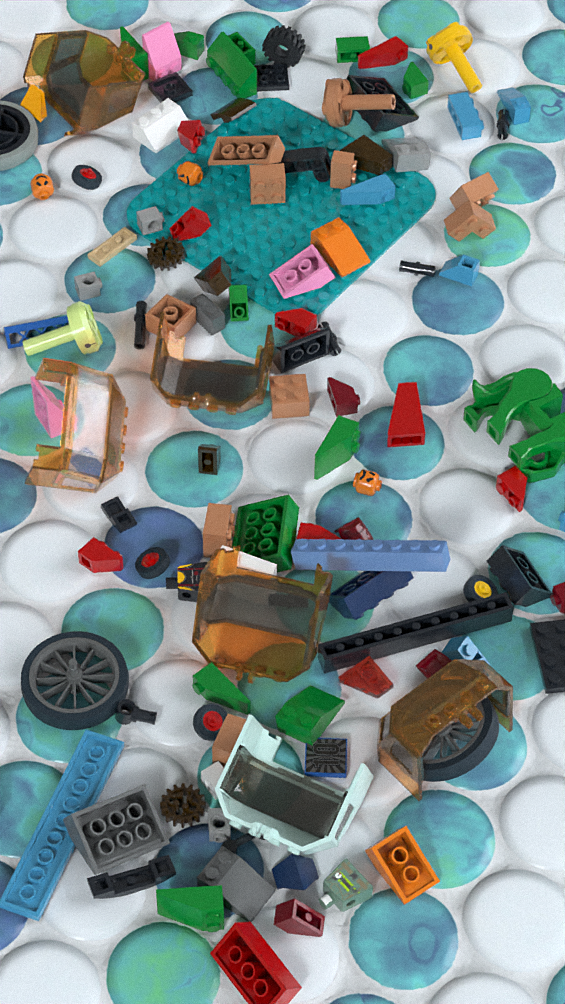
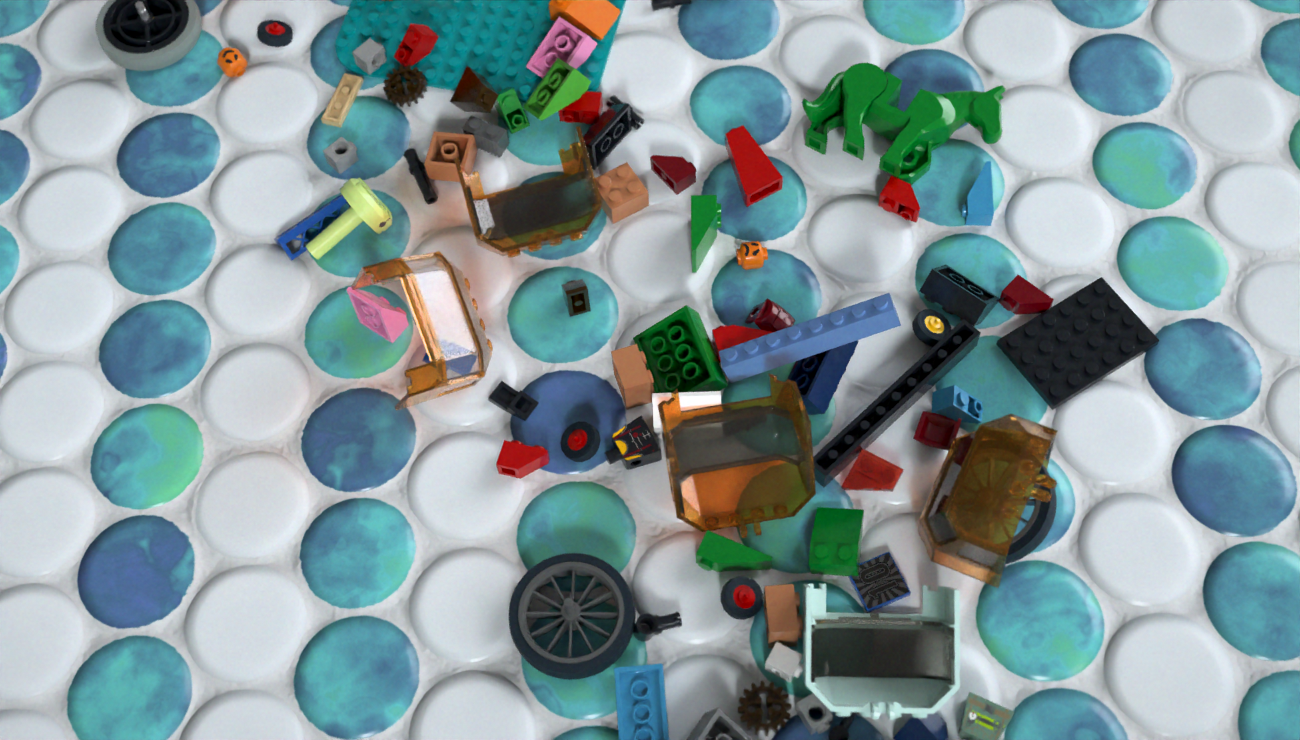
camera: 20 degrees left, 10 degrees up
(282, 299) = (557, 90): none -> bright green slope
(402, 864) = (1024, 669): orange slope -> none

